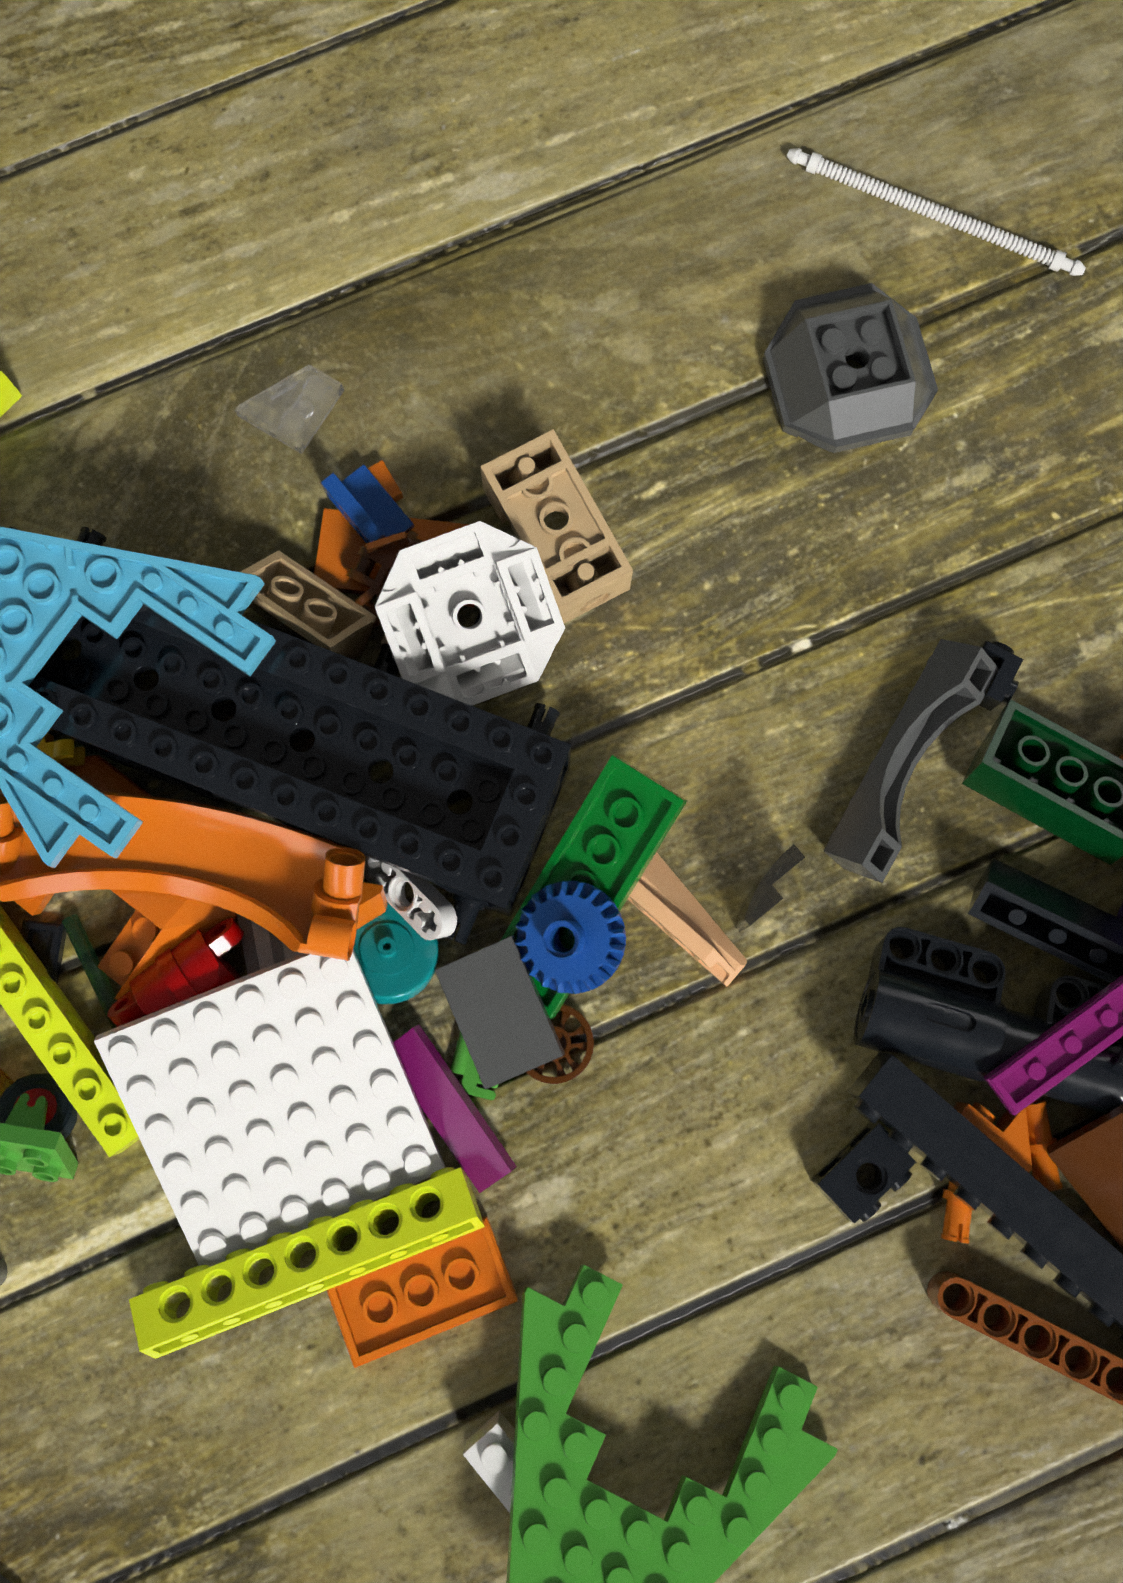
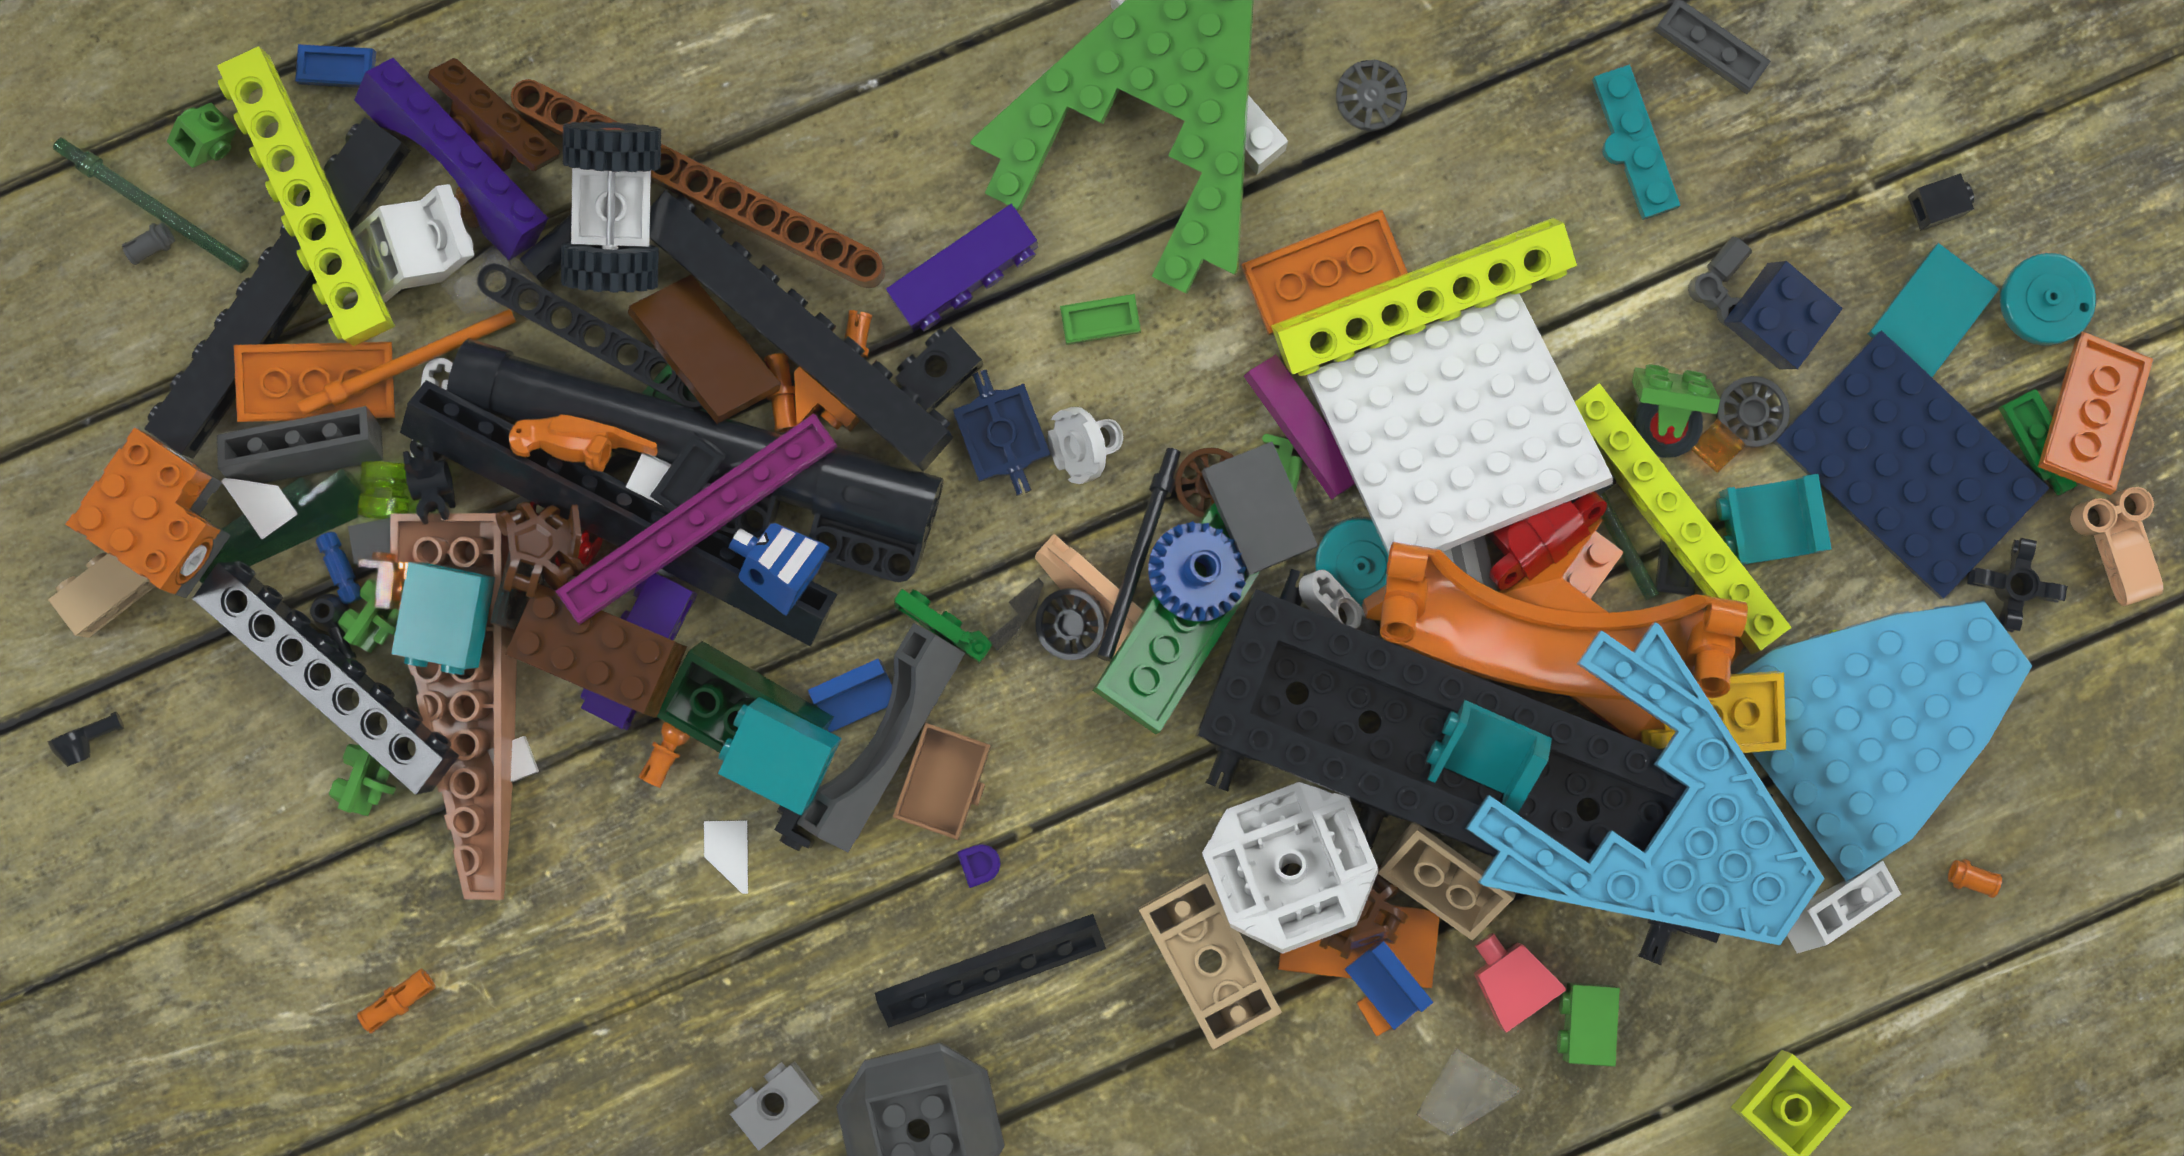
camera: 175 degrees left, 5 degrees up
(57, 1453) = (1634, 142): none -> teal hinge
(160, 471) = (1589, 1024): none -> bright green brick
(236, 511) = (1514, 982): none -> coral torso
(242, 728) = (1491, 752): none -> teal panel
(363, 1511) = (1371, 95): none -> dark grey wheel
(609, 1037) = (1161, 487): none -> black bar
(679, 1234) = (1100, 319): none -> bright green tile
(703, 1084) = (1079, 444): none -> white tile
(707, 884) = (1070, 623): none -> black wheel
(784, 522) = (990, 970): none -> black plate
(789, 1100) = (1001, 432): none -> dark blue plate
(798, 633) = (979, 864): none -> dark purple tile
(840, 1294) = (962, 268): none -> dark purple brick
(841, 716) = (943, 781): none -> medium nougat container
(846, 882) = (945, 626): none -> green hinge
(941, 808) = (854, 694): none -> blue panel
(1013, 371) = (760, 1123): none -> light grey brick
(1029, 731) = (778, 755): none -> teal brick
(1041, 942) = (778, 564): none -> blue torso
(1063, 647) = (728, 850): none -> white sticker

